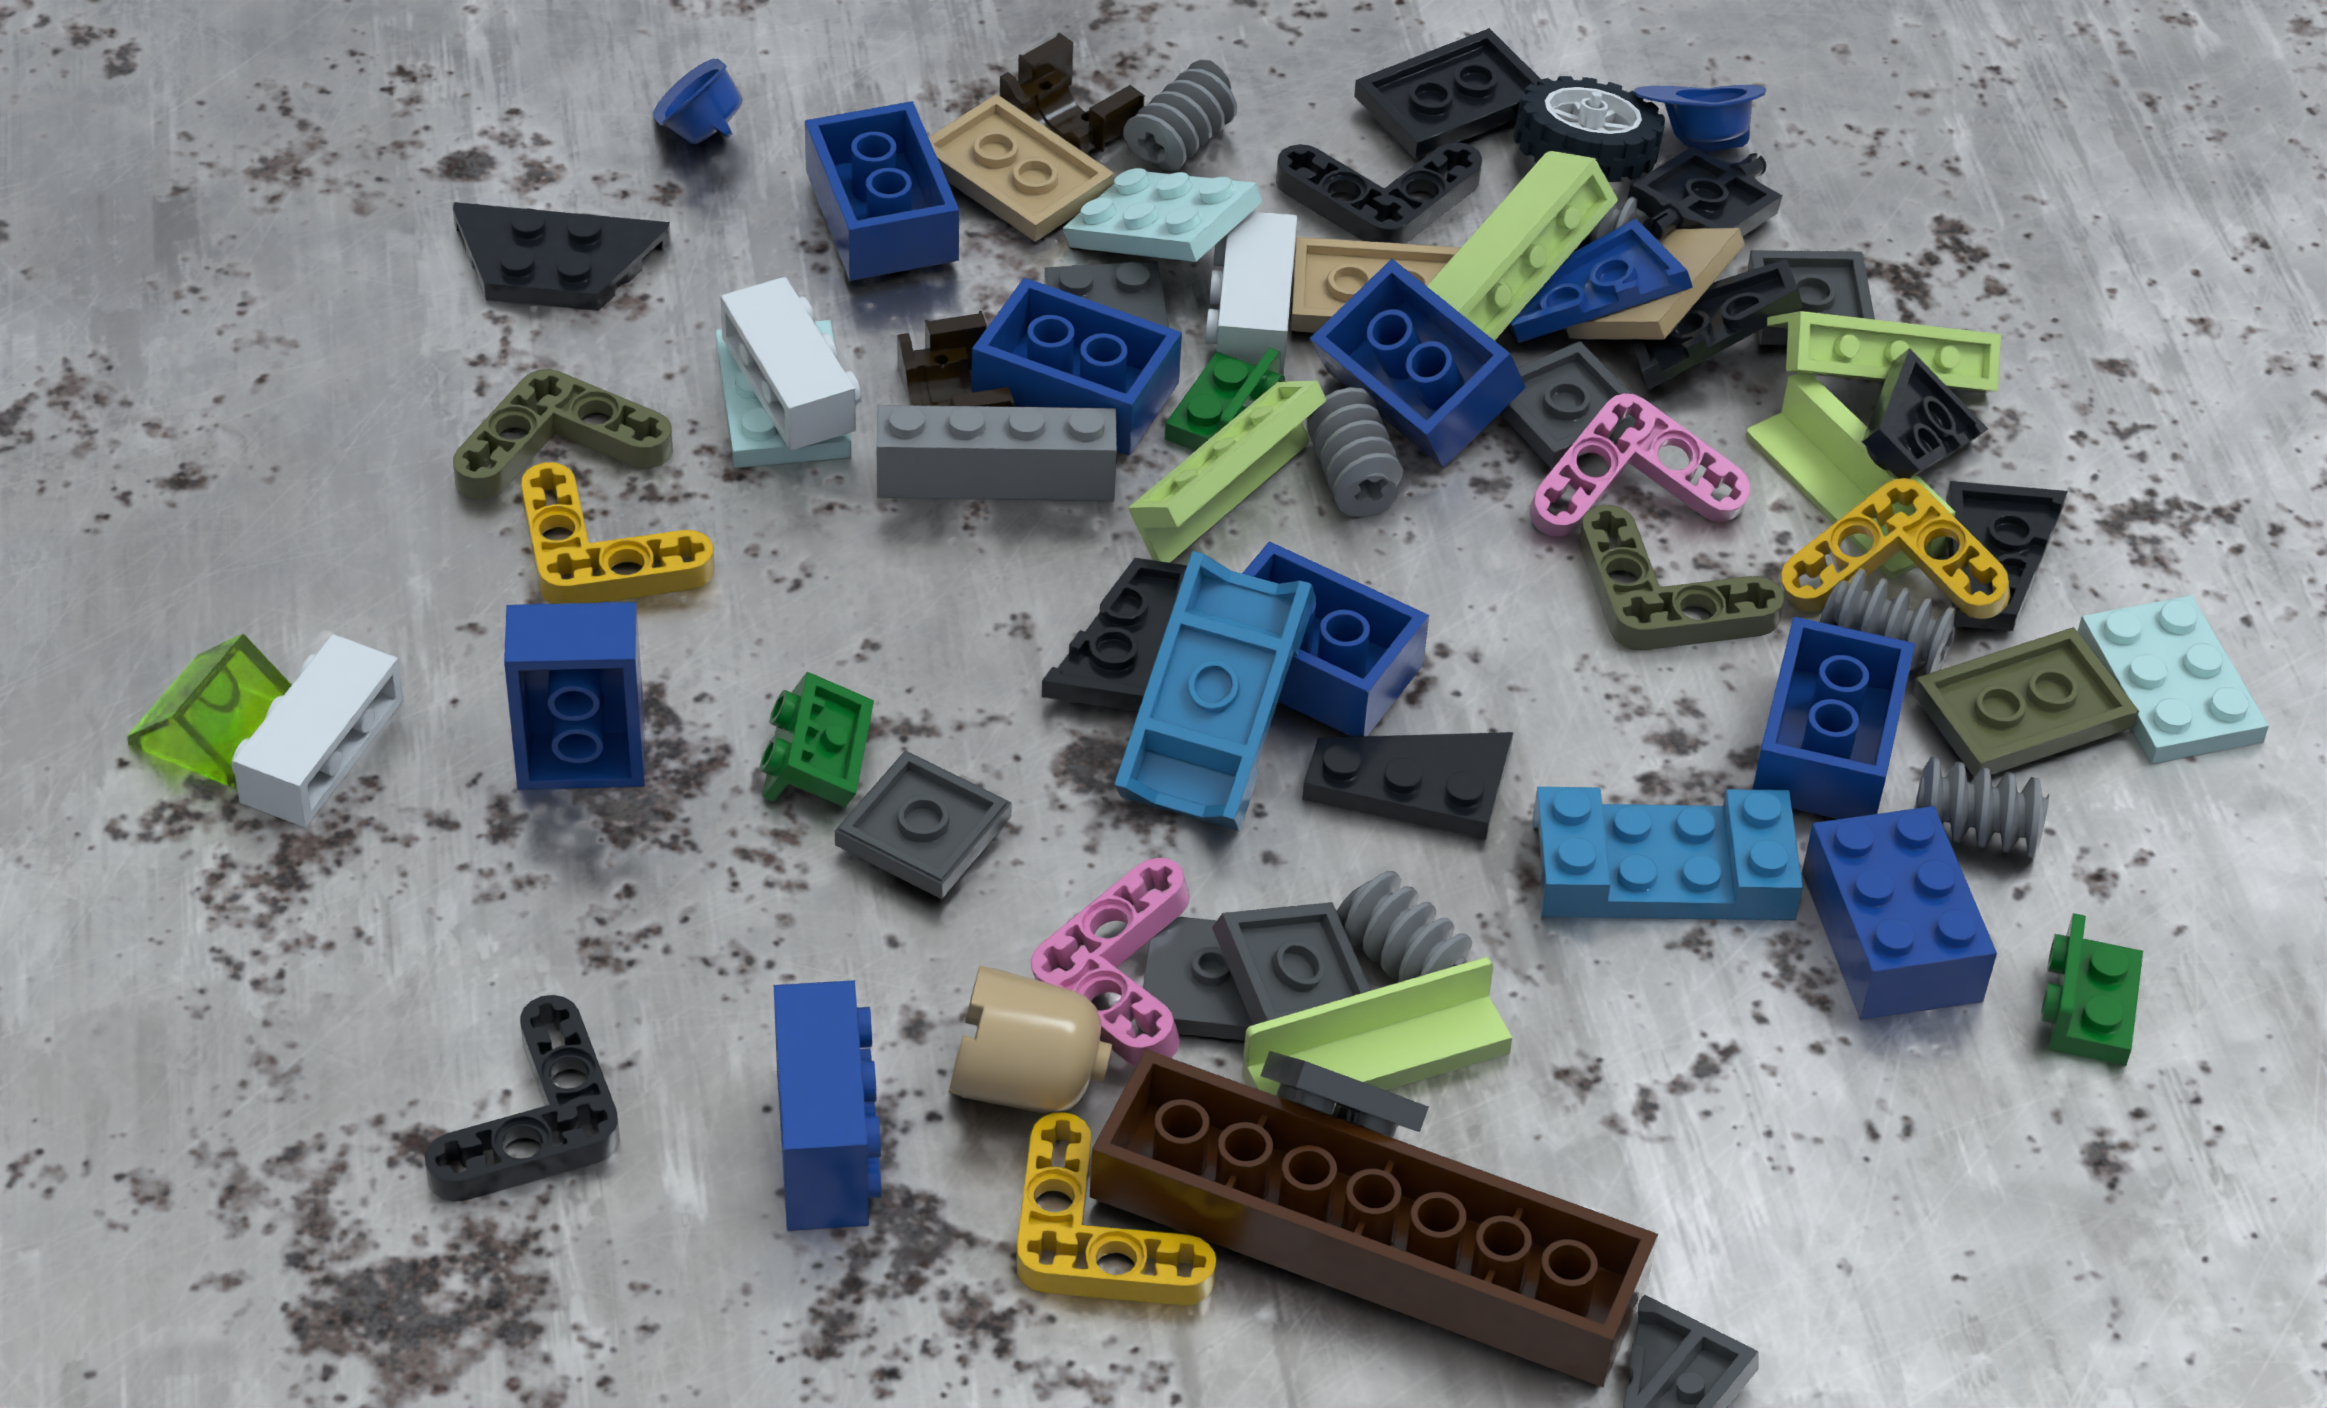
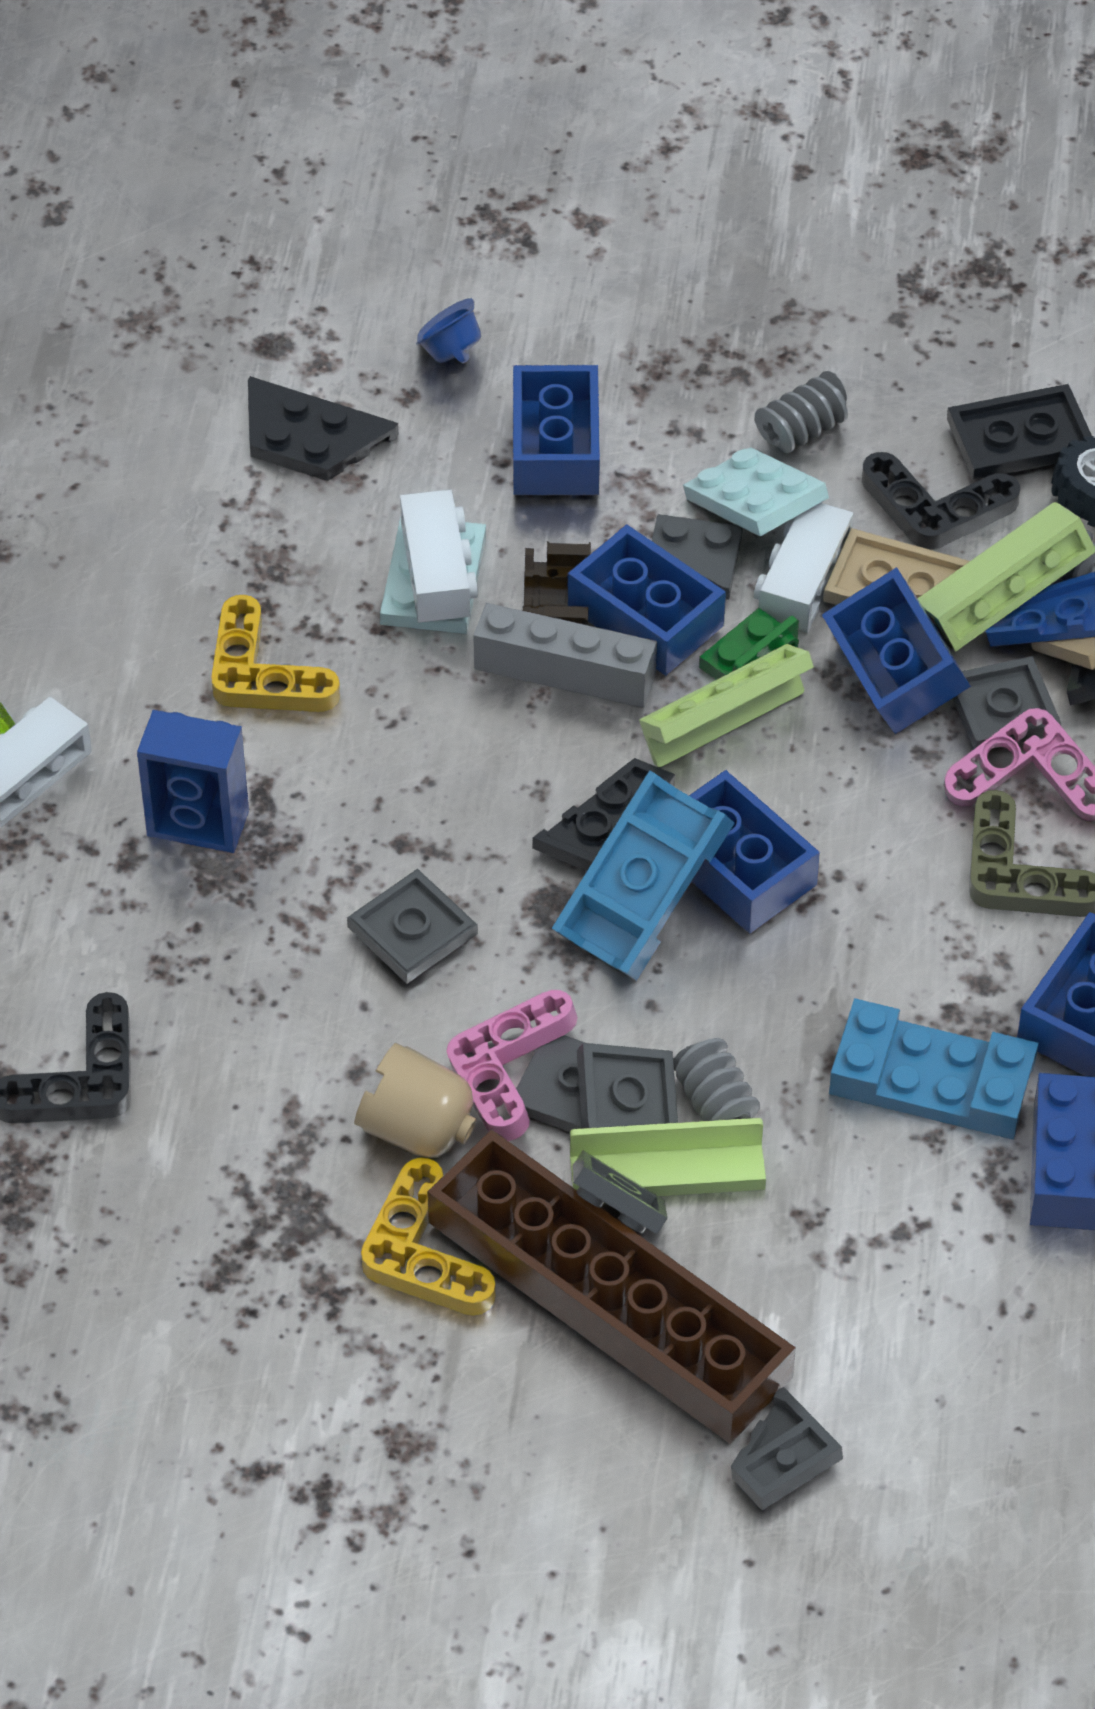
camera: 20 degrees right, 5 degrees up
(630, 435) = (268, 560): olive beam -> none
(817, 740) = (361, 848): green bracket -> none
(826, 1105) = (262, 1116): blue brick -> none
(1018, 167) = (666, 428): tan plate -> none
(1046, 97) = (712, 384): dark brown piece -> none
(1355, 452) = (827, 710): light grey piece -> none
(1414, 779) = (776, 970): black wing -> none

